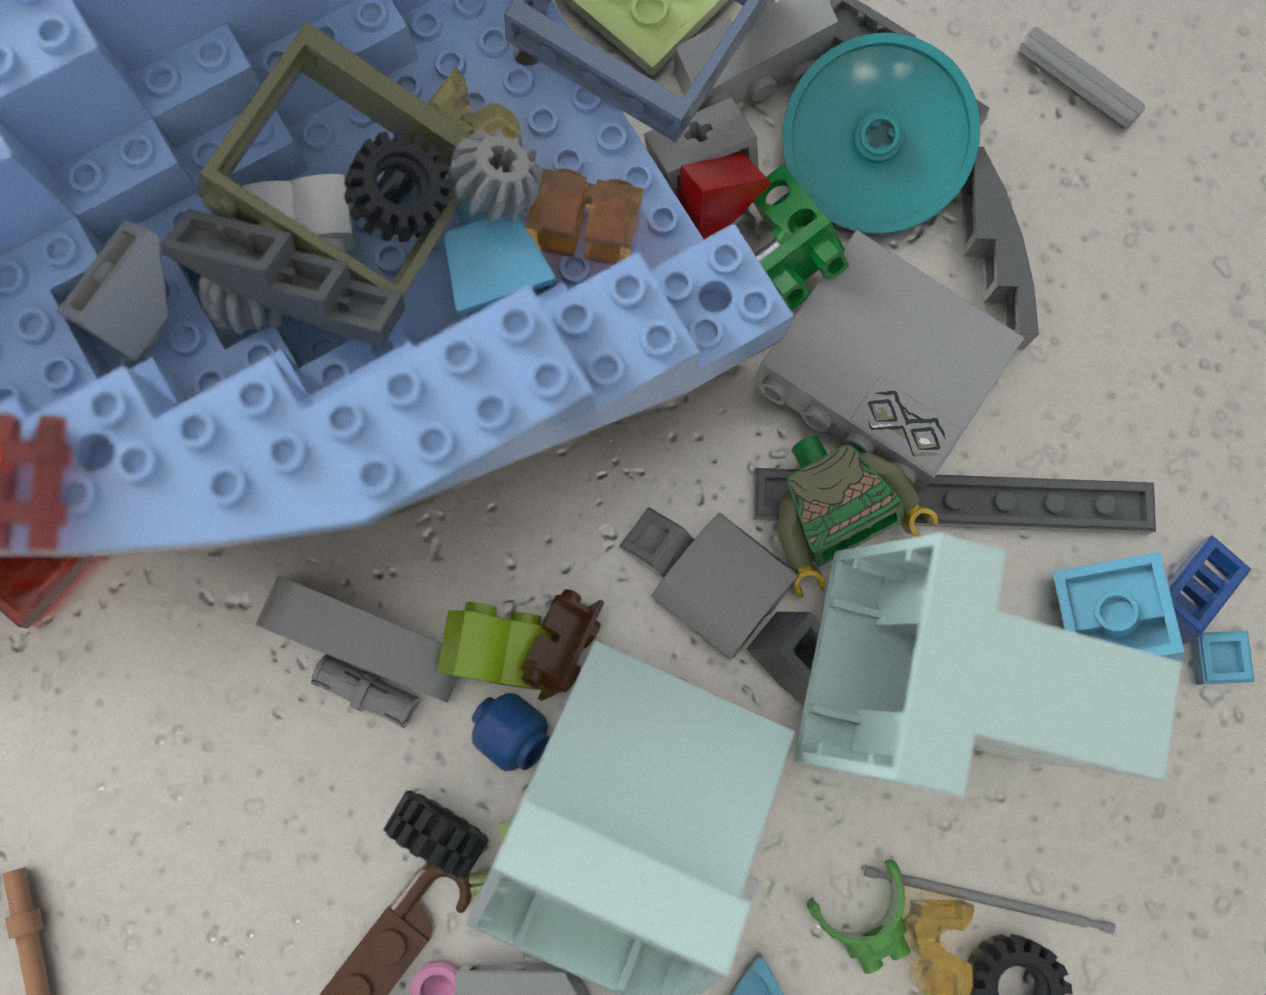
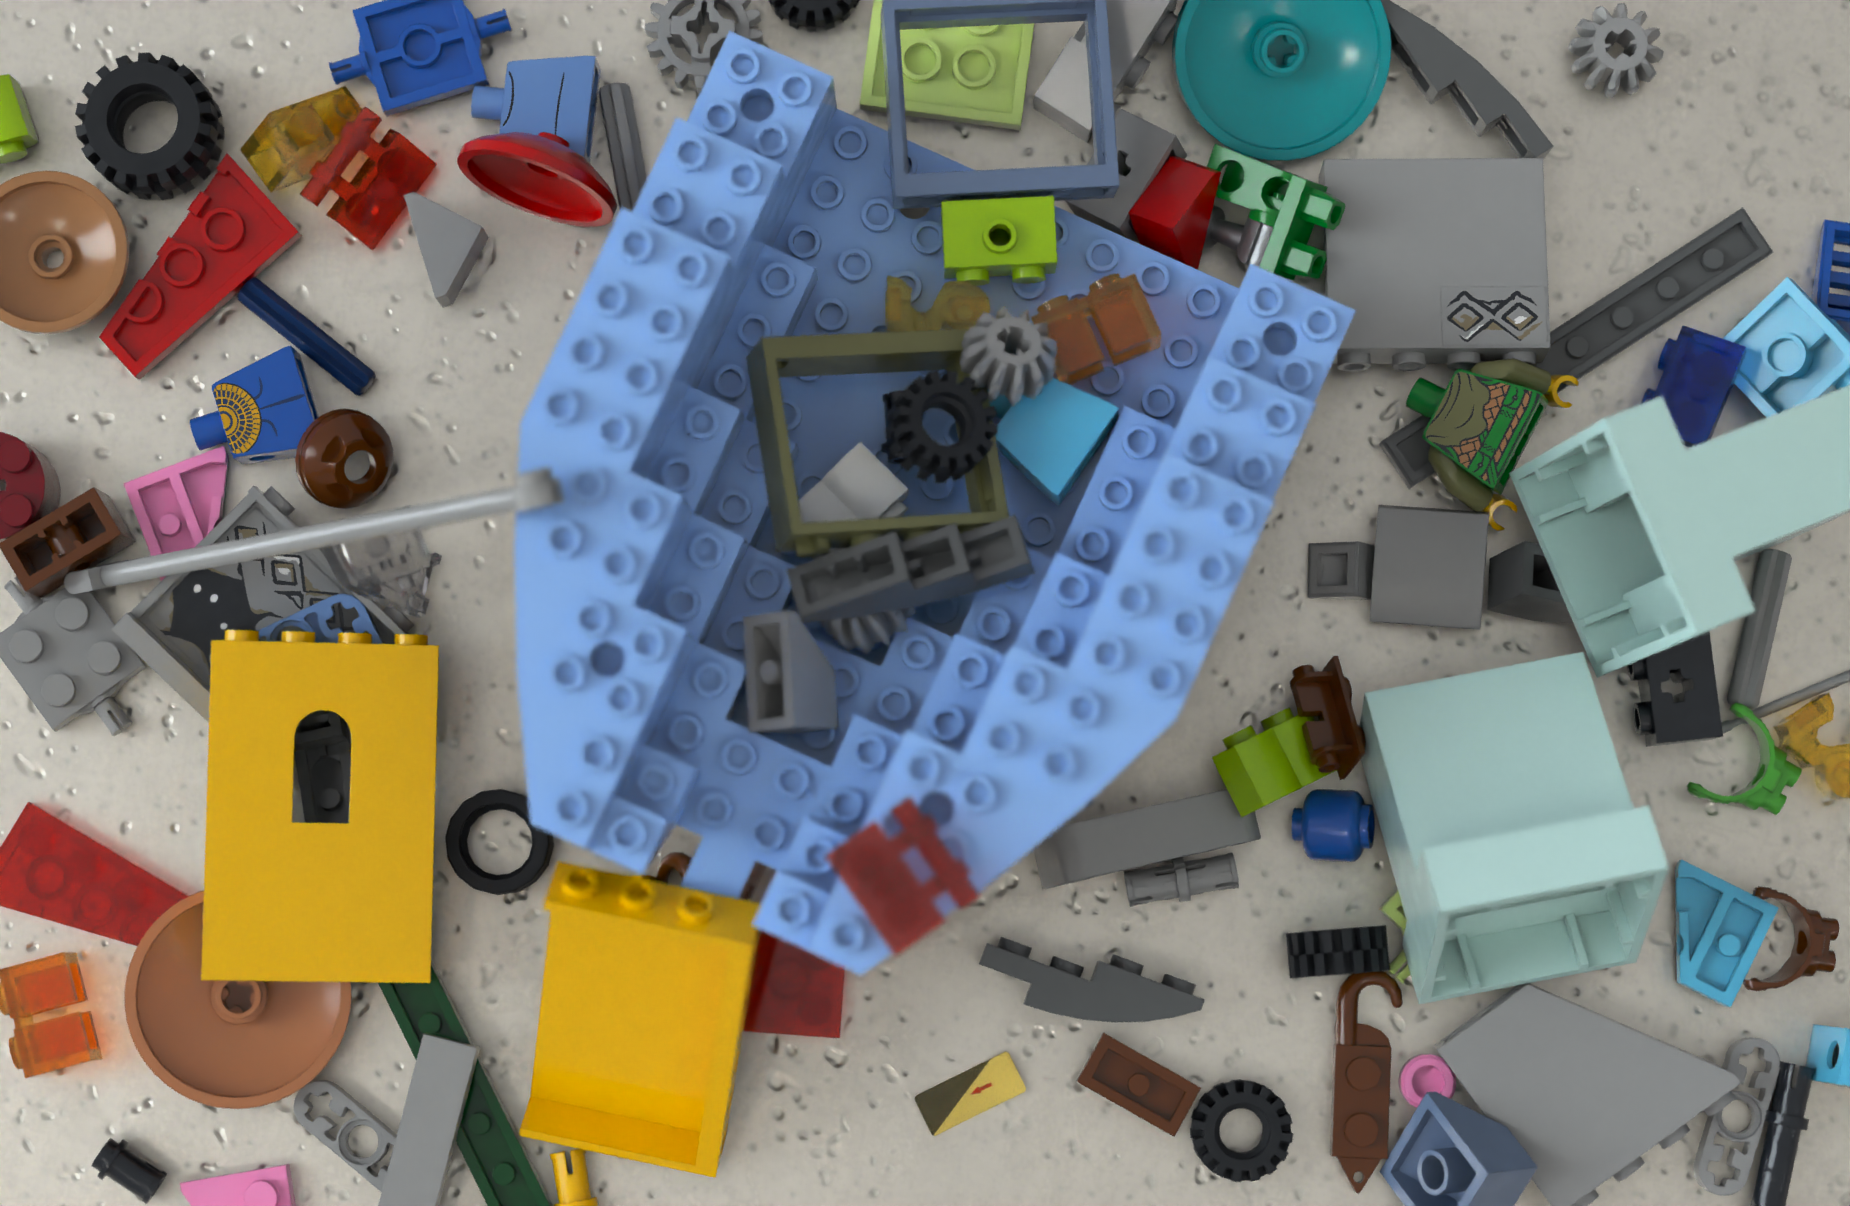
camera: 30 degrees left, 5 degrees up
(89, 741) = (970, 1093): none -> clear yellow sticker
(213, 827) = (1138, 1084): none -> reddish brown plate
(231, 930) = (1275, 1135): none -> black tyre
(241, 741) = (1111, 995): none -> dark grey slope
(564, 103) = (999, 239): none -> lime brick
(855, 842) = (1691, 714): none -> black brick
(951, 814) = (1759, 628): none -> light grey axle
(1039, 580) = (1696, 381): none -> clear blue bracket
(1132, 303) = (1630, 65): none -> light grey gear

